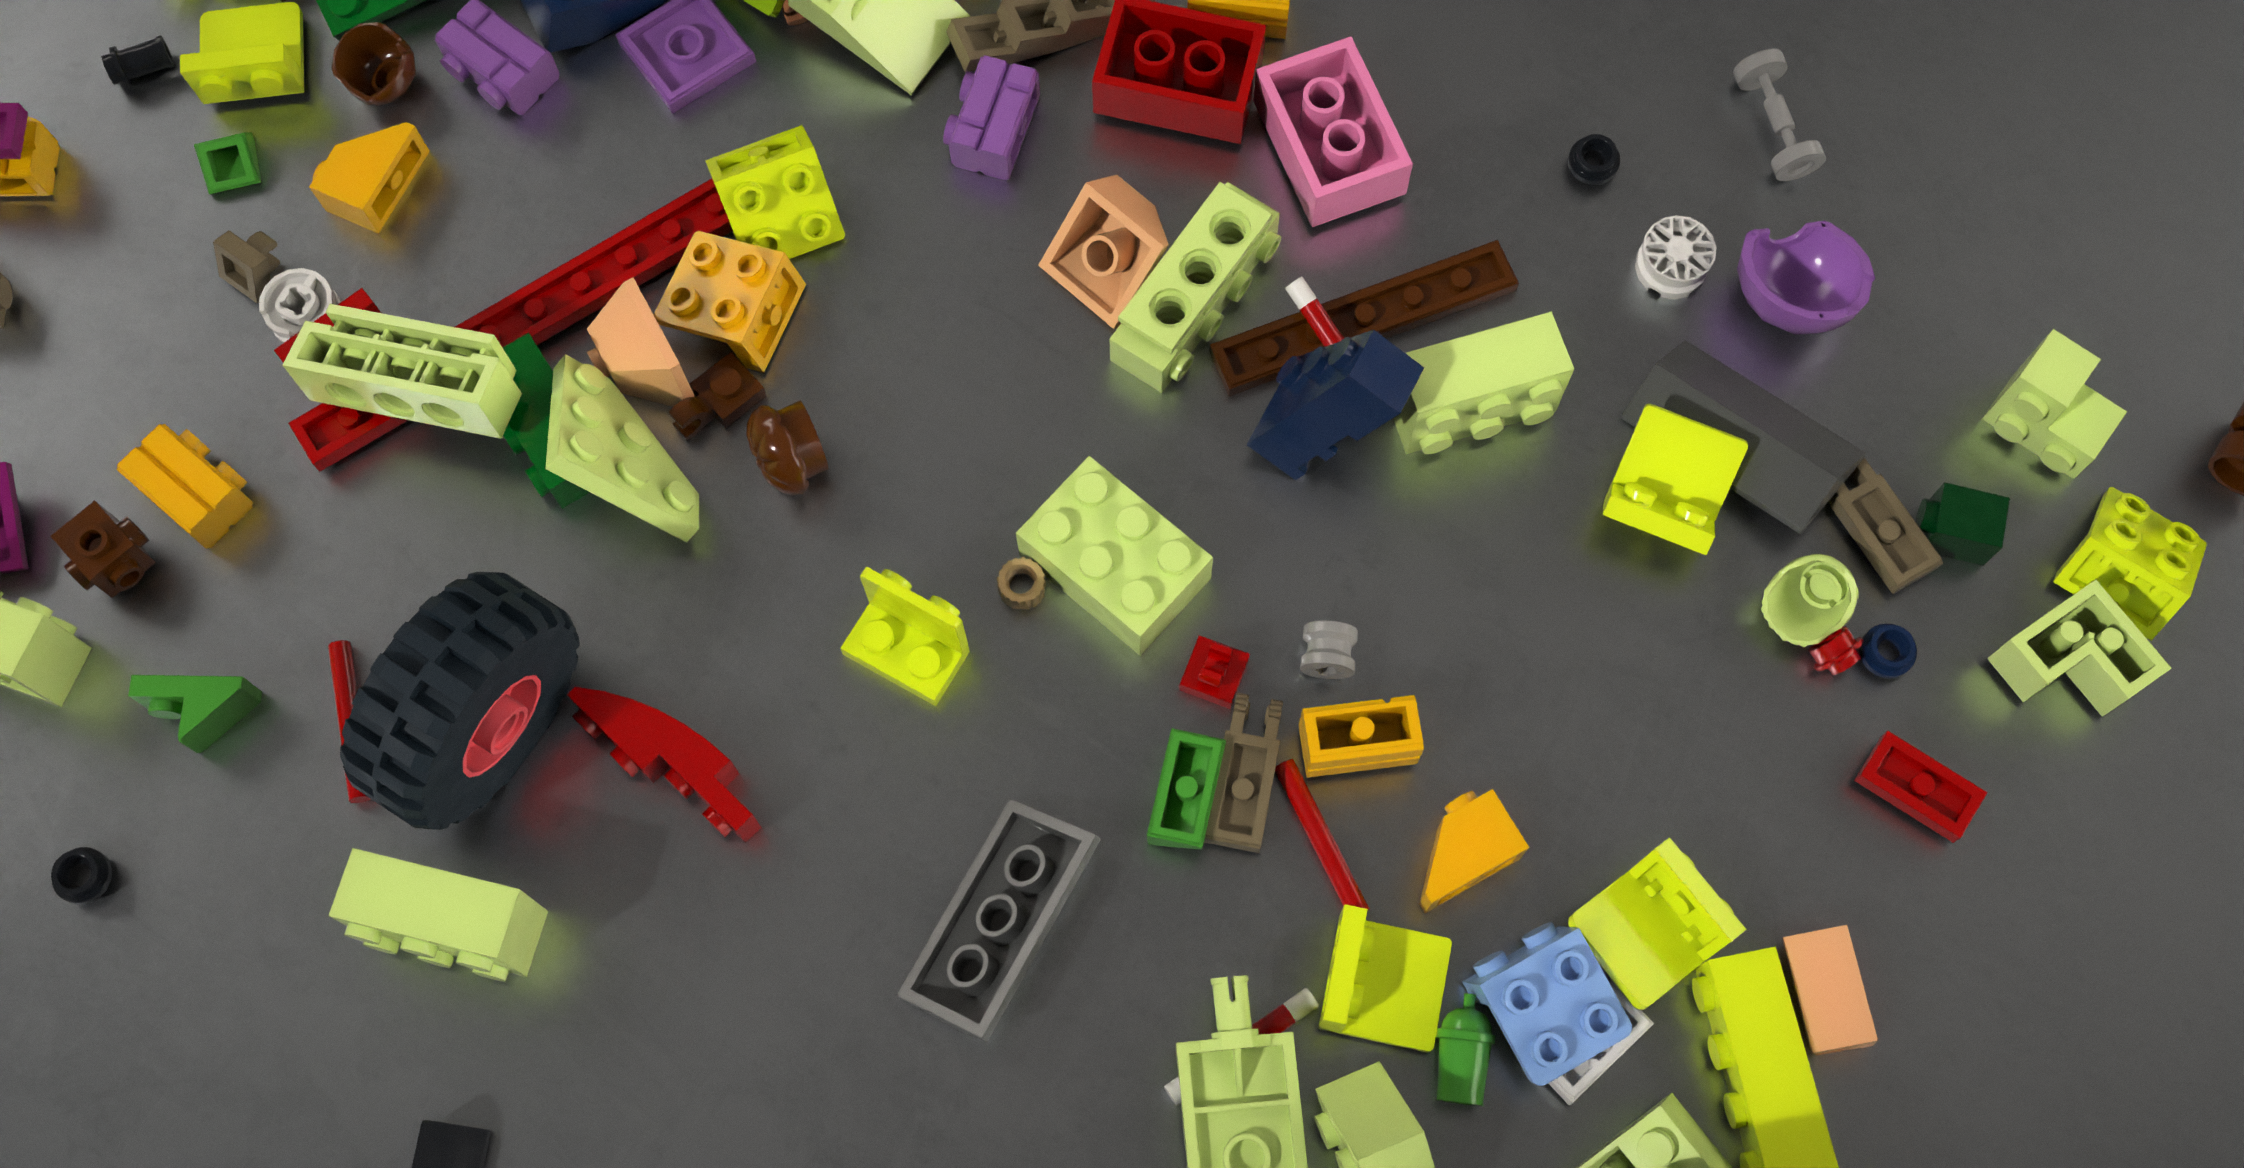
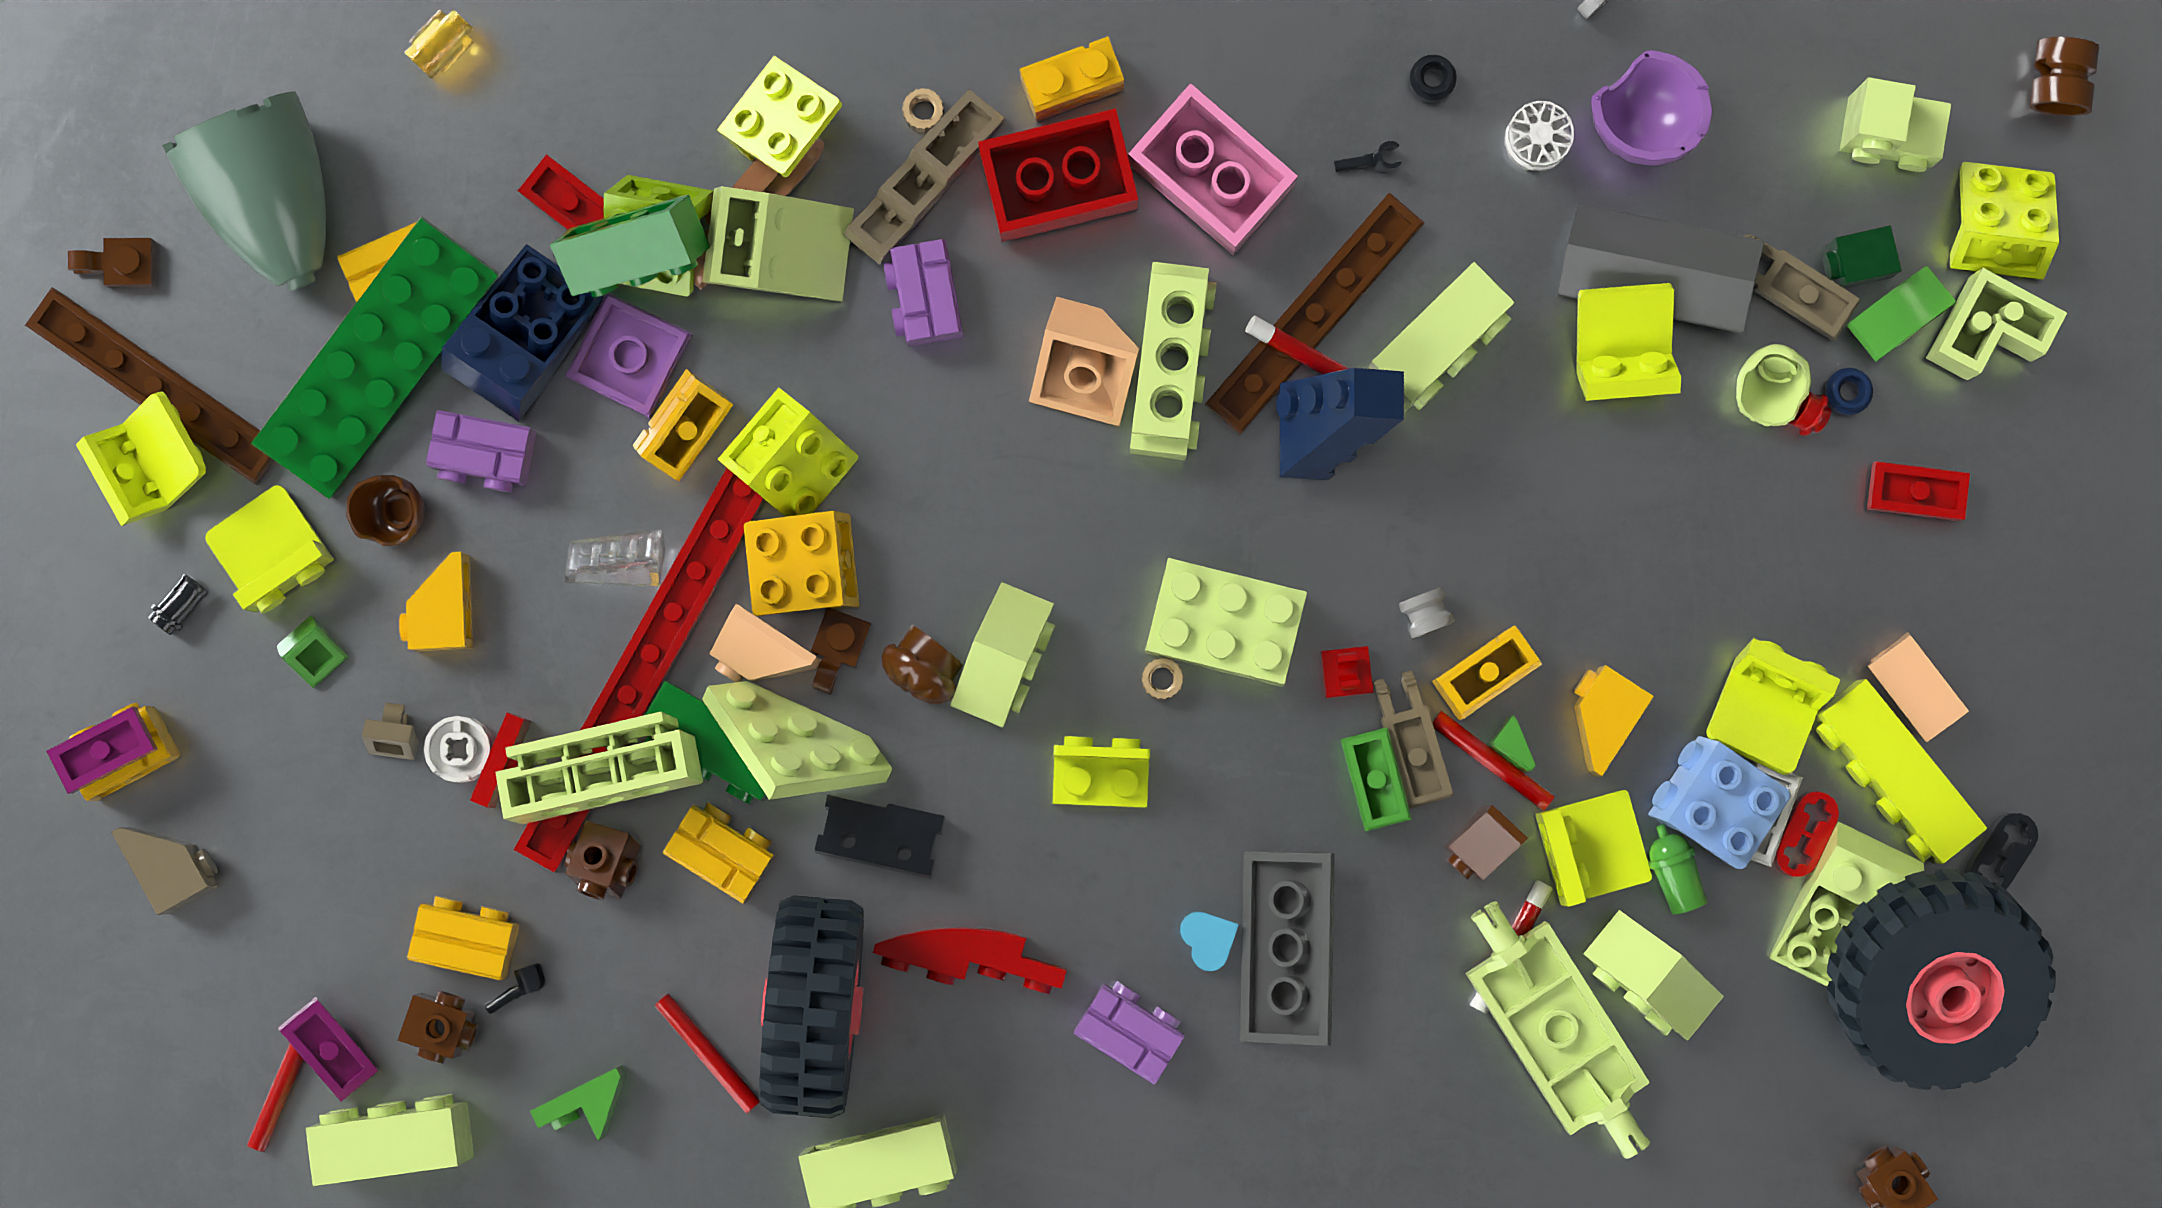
camera: 25 degrees left, 15 degrees up
(224, 560) = (528, 980): none -> black hand
(364, 474) = (602, 861): none -> reddish brown brick
(482, 525) = (720, 852): none -> yellow brick
(561, 213) = (642, 567): none -> clear slope
(650, 592) = (880, 835): none -> black piece
(692, 118) = (682, 425): none -> yellow brick
(783, 919) = (1130, 1032): none -> medium lavender brick
(867, 468) = (1004, 655): none -> yellowish green brick
(923, 869) = (1209, 939): none -> medium azure tile
(1267, 910) = (1483, 843): none -> slope
(1348, 826) = (1512, 745): none -> bright green slope
(1502, 214) = (1370, 160): none -> black hand
(1637, 1101) = (1815, 839): none -> red beam
(1979, 596) = (1901, 313): none -> bright green slope

